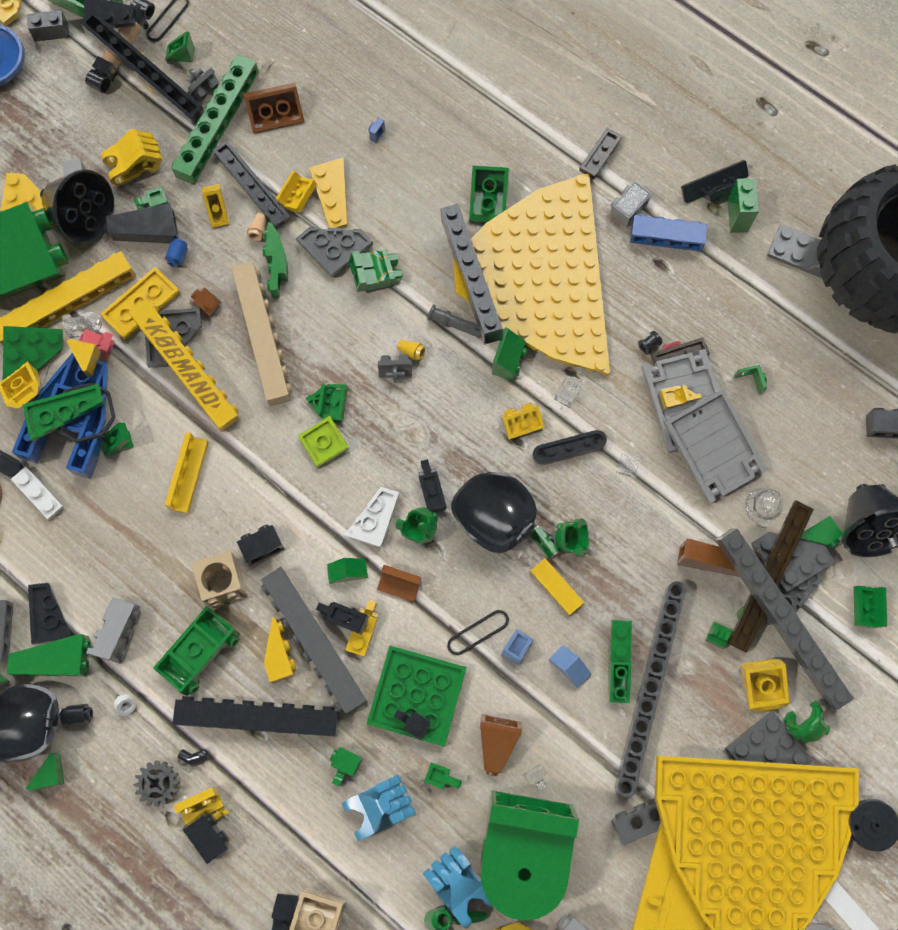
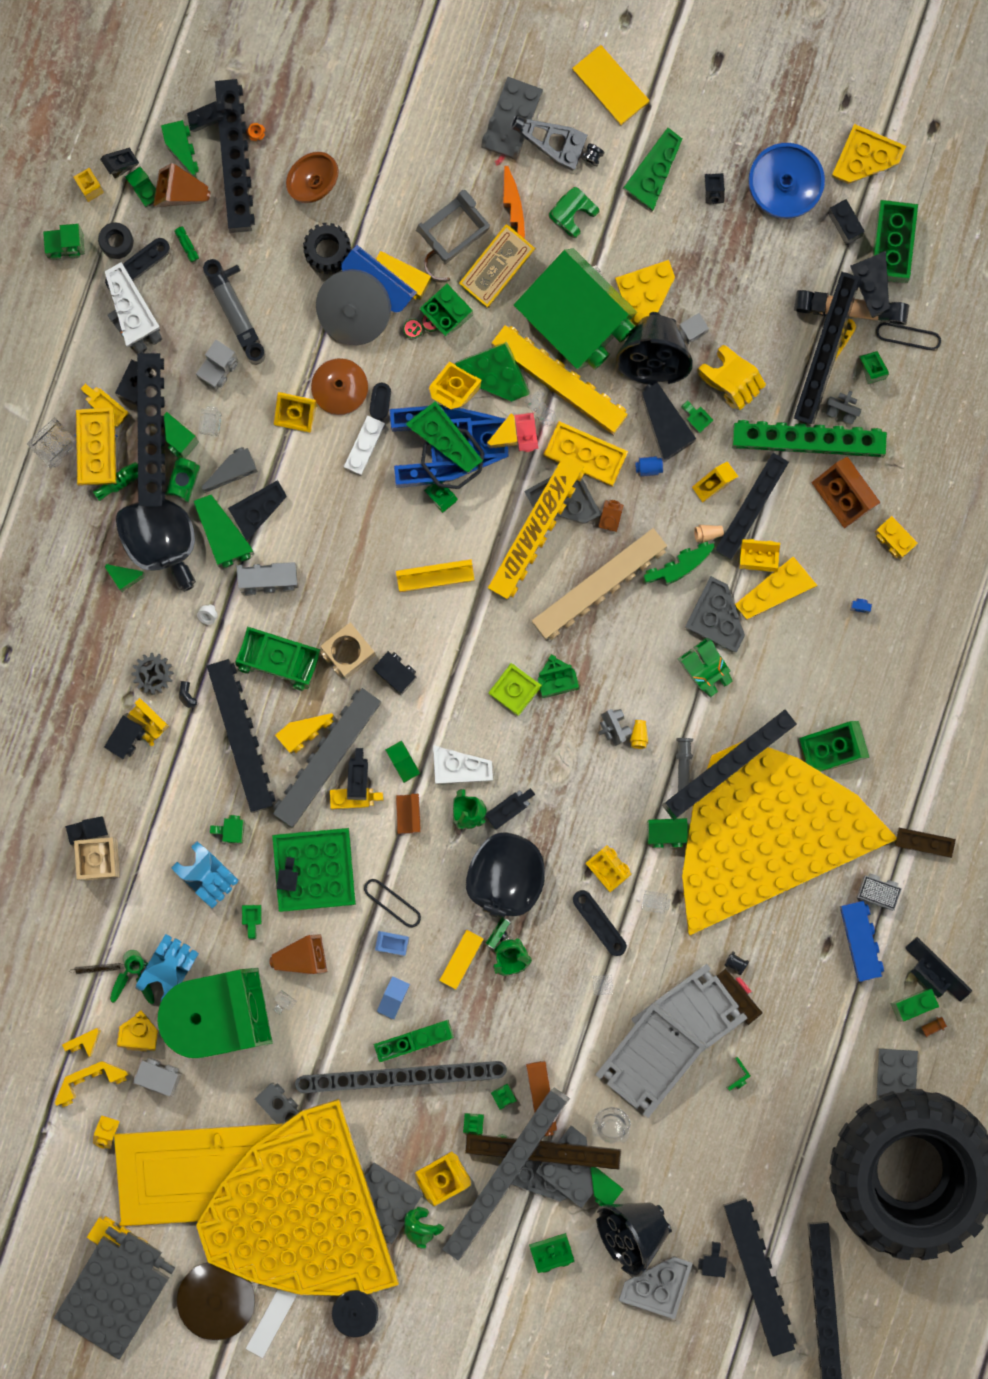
camera: 70 degrees right, 10 degrees up
(330, 85) = (895, 538): none -> yellow bracket
(677, 396) = (688, 1007): yellow slope -> none
(702, 596) = (503, 1096): none -> green tile
(763, 201) = (934, 1026): none -> dark orange pin

